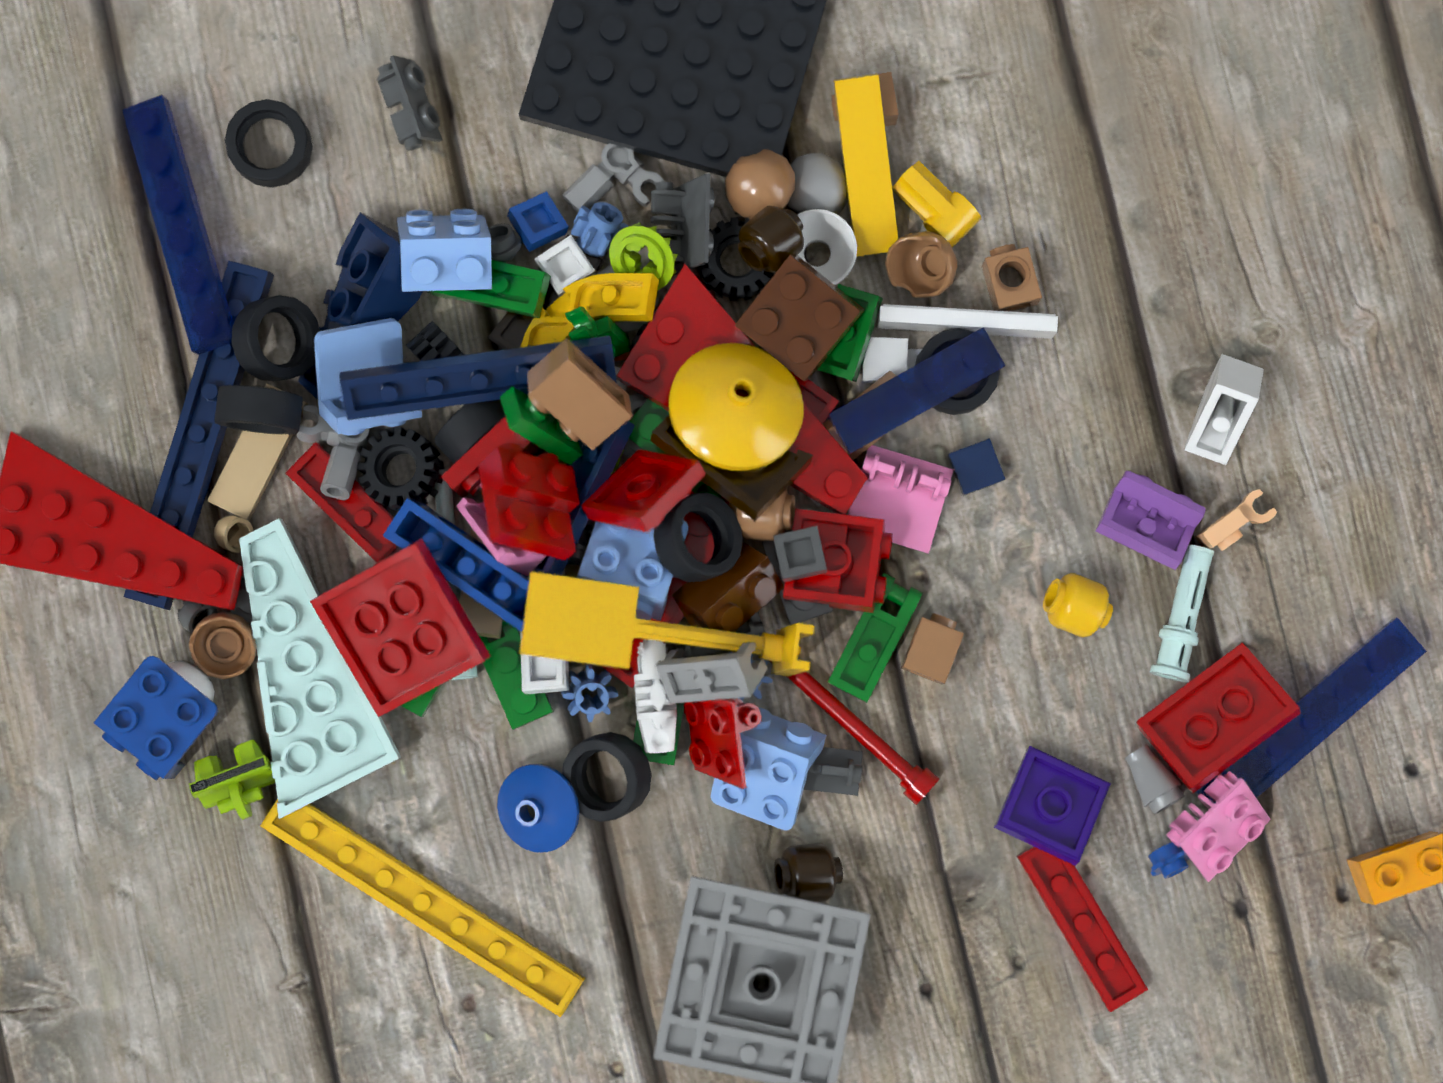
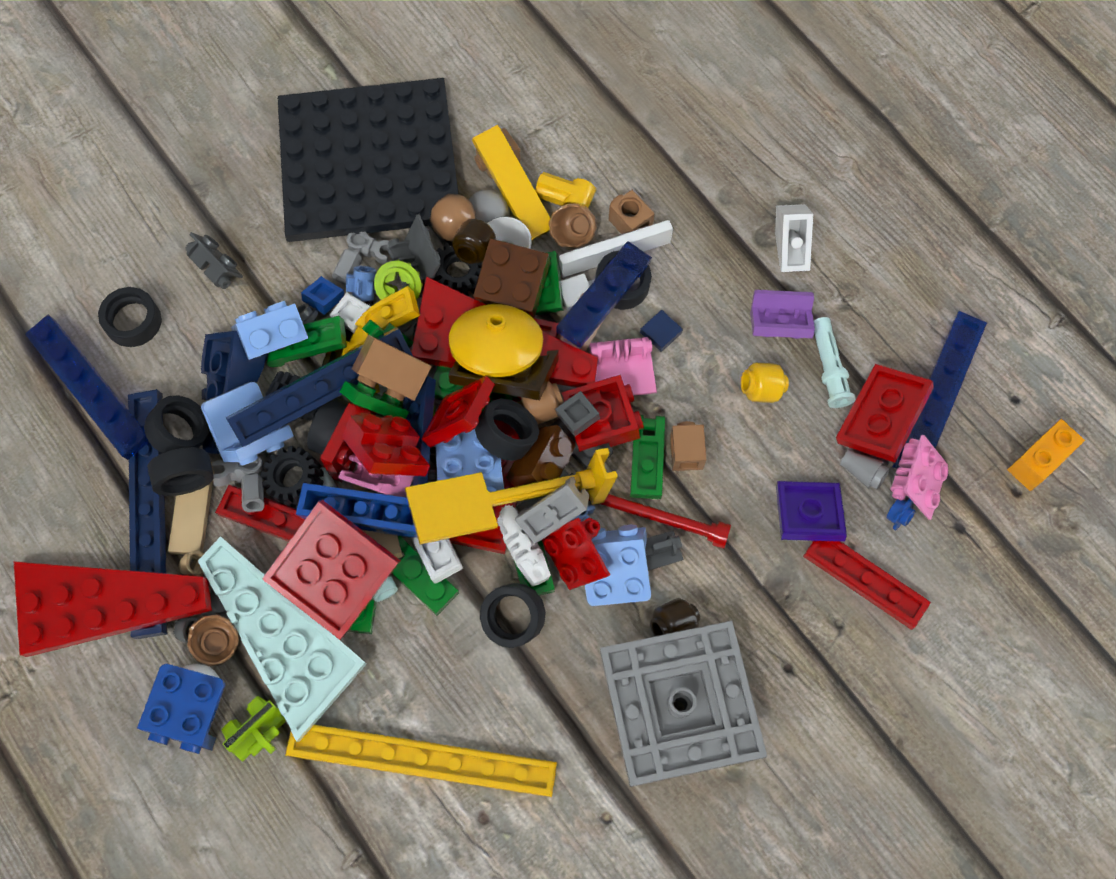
camera: 30 degrees left, 15 degrees down
(553, 803) = (488, 653): blue dish -> none
(586, 703) = (485, 561): medium blue gear -> none
(1226, 529) = (831, 303): light nougat plate -> none

